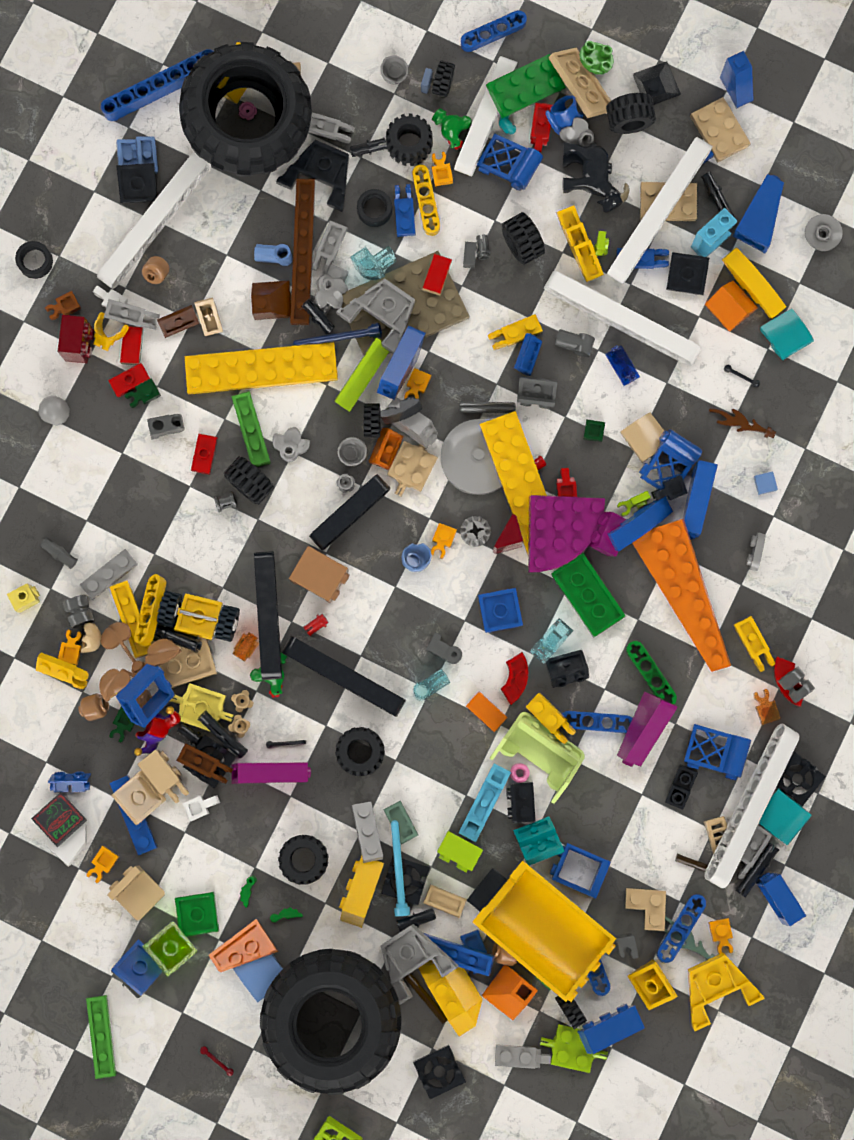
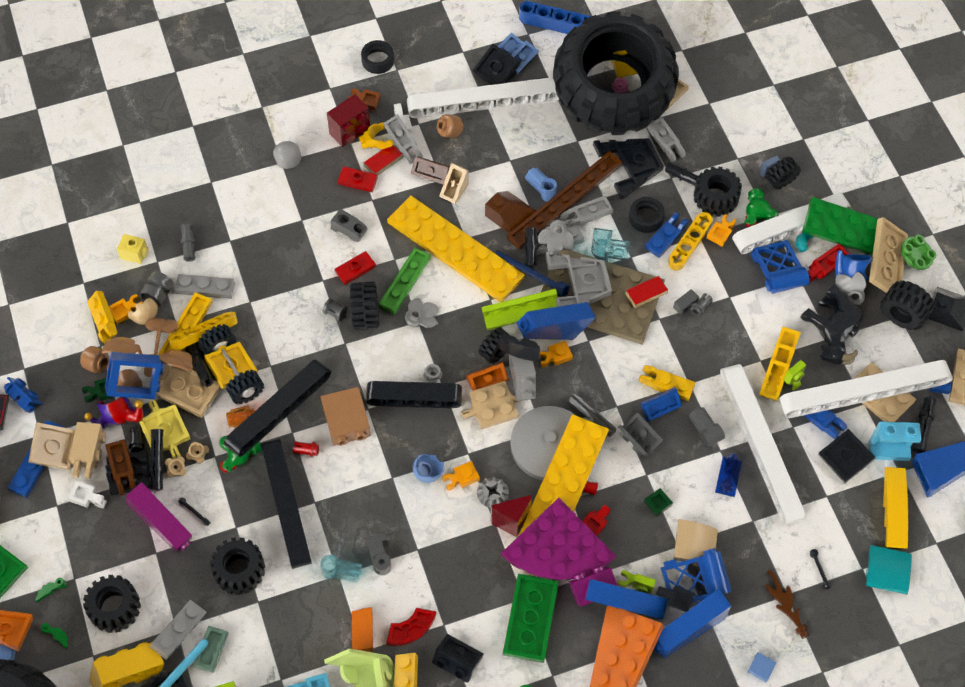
camera: 40 degrees right, 20 degrees down
(146, 392) = (360, 196): dark green plate -> none
(352, 451) = (459, 354): light grey hair -> none
(394, 69) = (752, 140): light grey hair -> none
(491, 27) = (853, 179): blue beam -> none
(500, 610) = (451, 565): blue plate -> none
(523, 238) = (736, 319): black tyre -> none
(551, 641) = (467, 623): clear light blue brick -> none
(731, 305) = (861, 508): orange slope -> none

